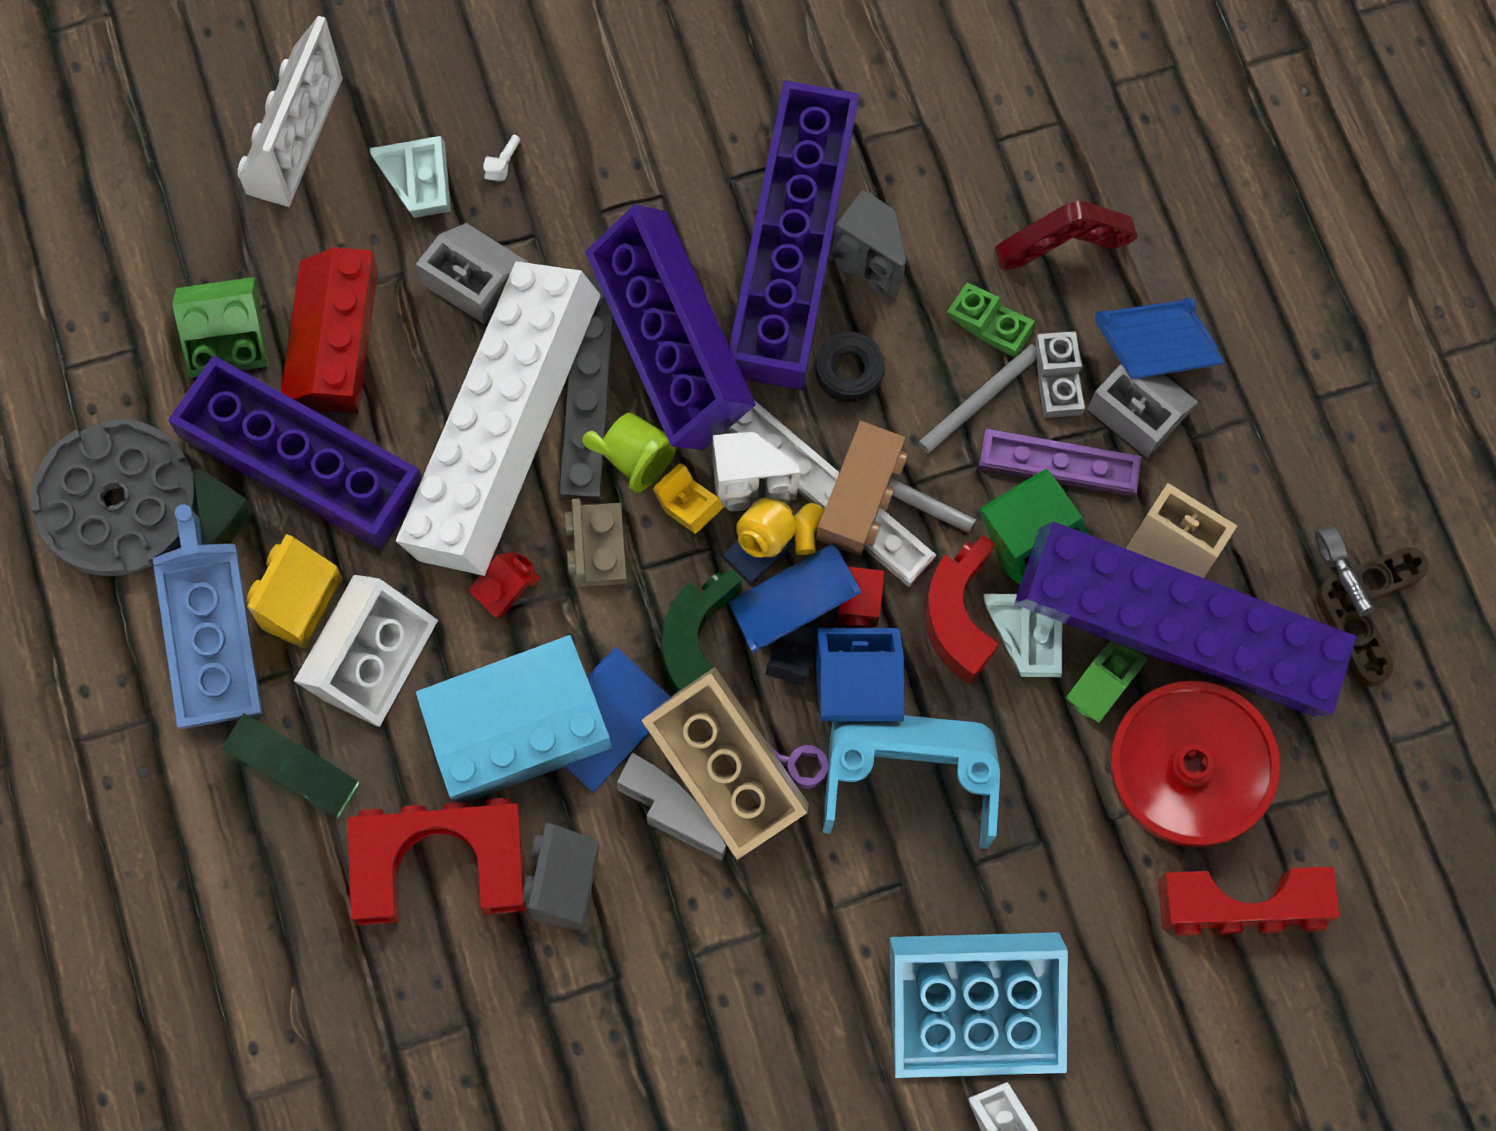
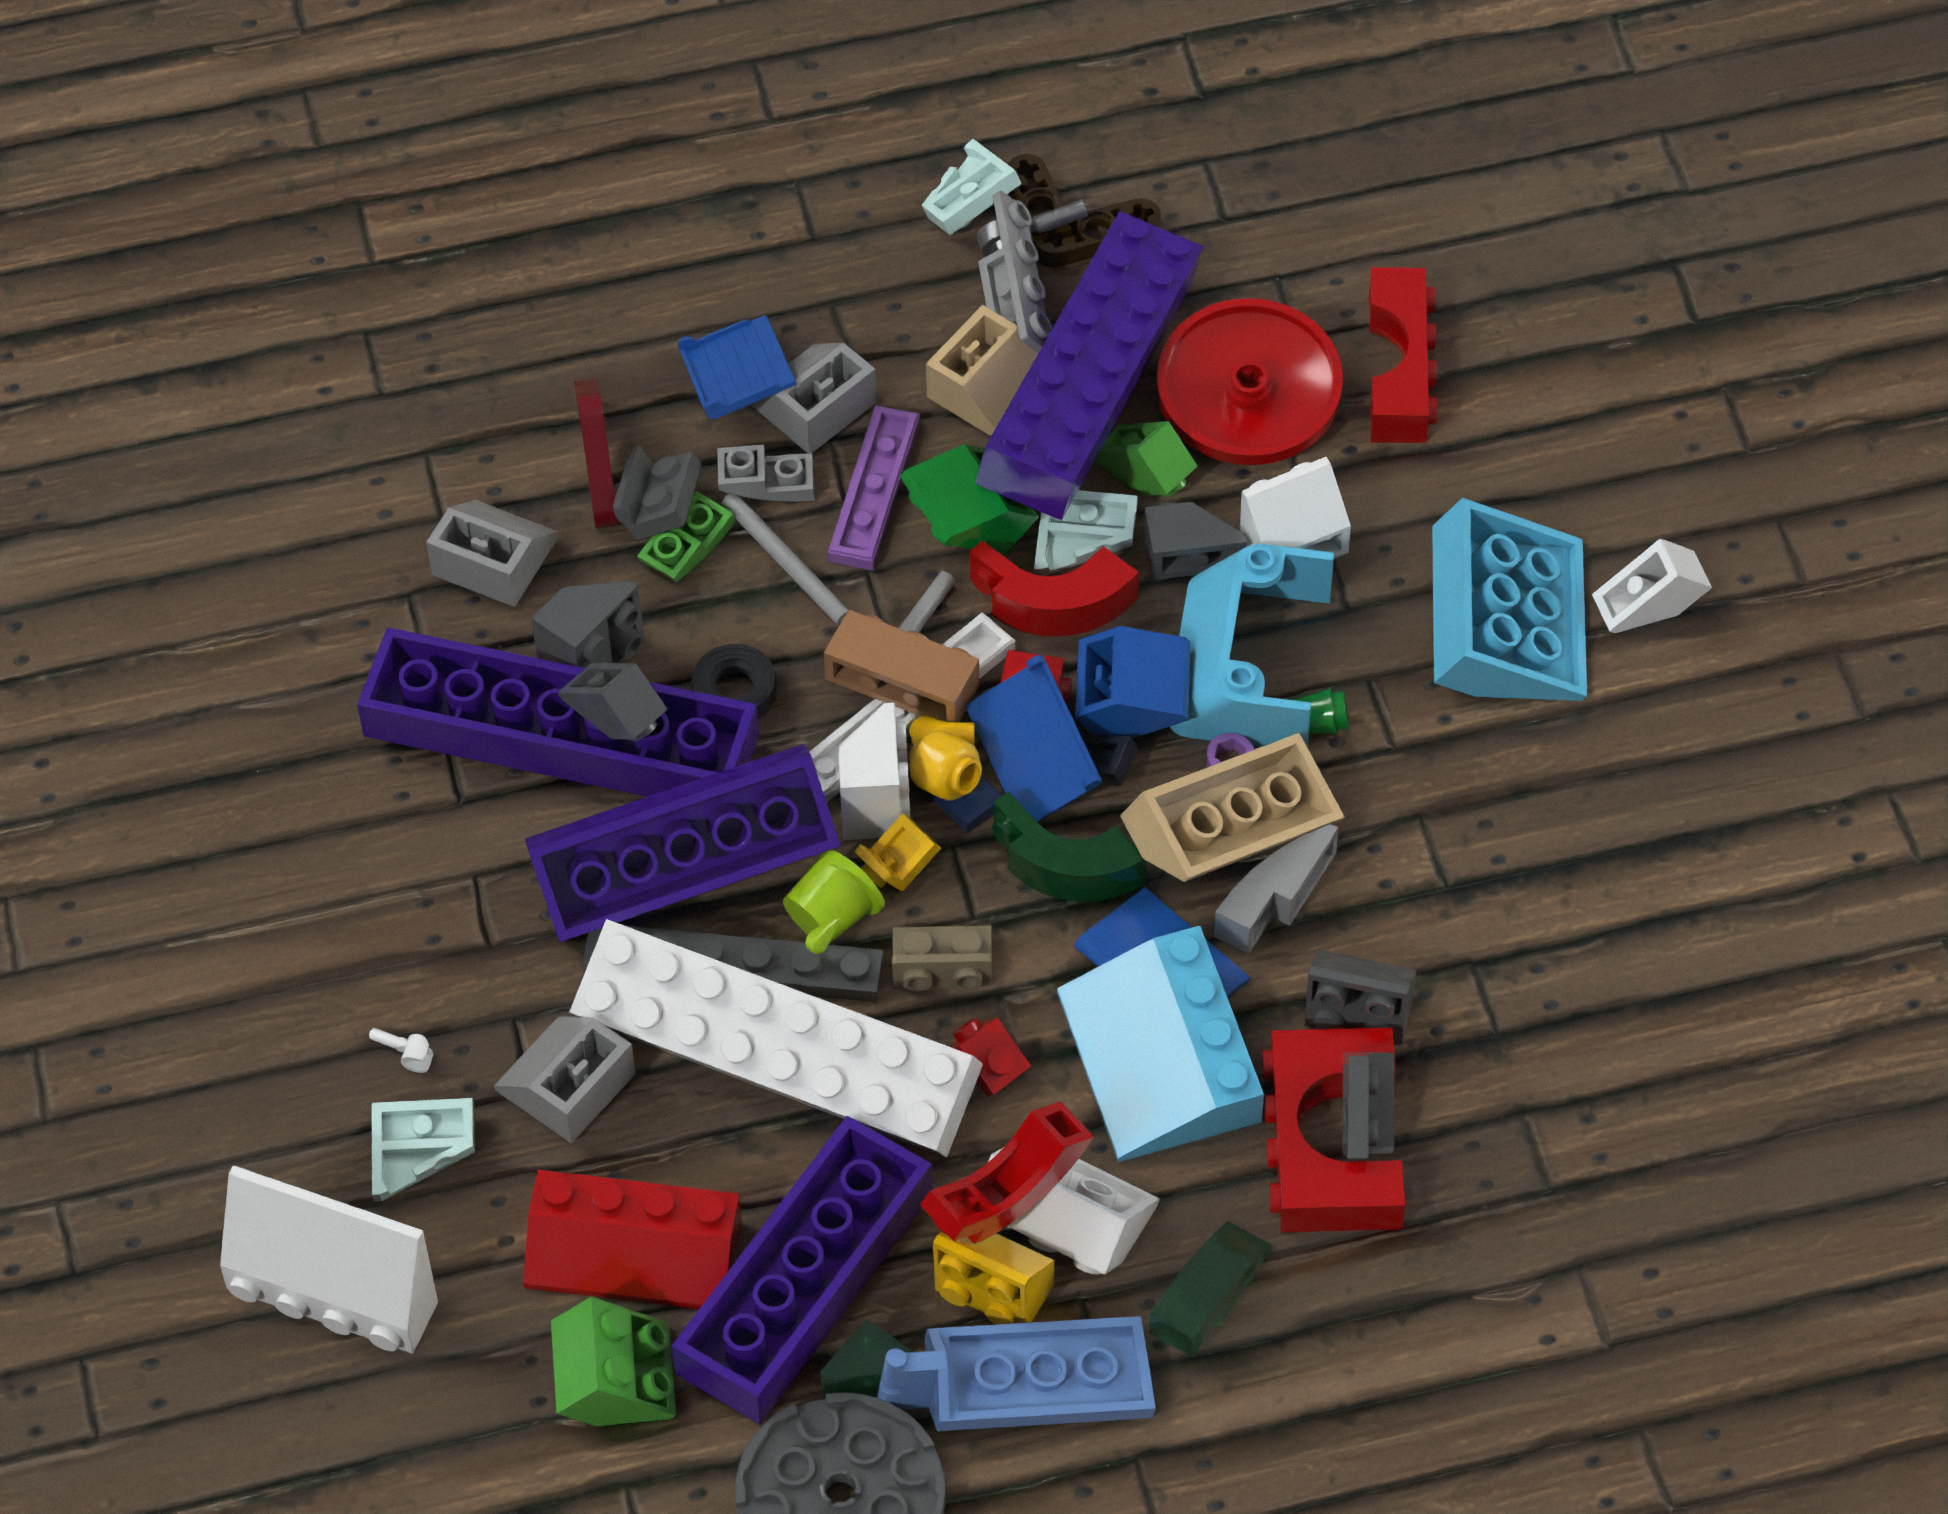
camera: 80 degrees left, 15 degrees down
(334, 581) = (1012, 1180): none -> red arch
(442, 882) = (1368, 1104): none -> dark grey bracket
(788, 258) = (615, 700): none -> dark grey slope
(852, 836) = (1327, 712): none -> green cone
(961, 170) = (488, 550): none -> light grey slope
(1021, 717) = (1187, 539): none -> dark grey slope
(1024, 285) = (656, 494): none -> dark grey bracket
(1043, 806) = (1297, 510): none -> white slope
(1282, 556) = (1012, 276): none -> light grey bracket
(1382, 517) = (969, 189): none -> light aqua wing

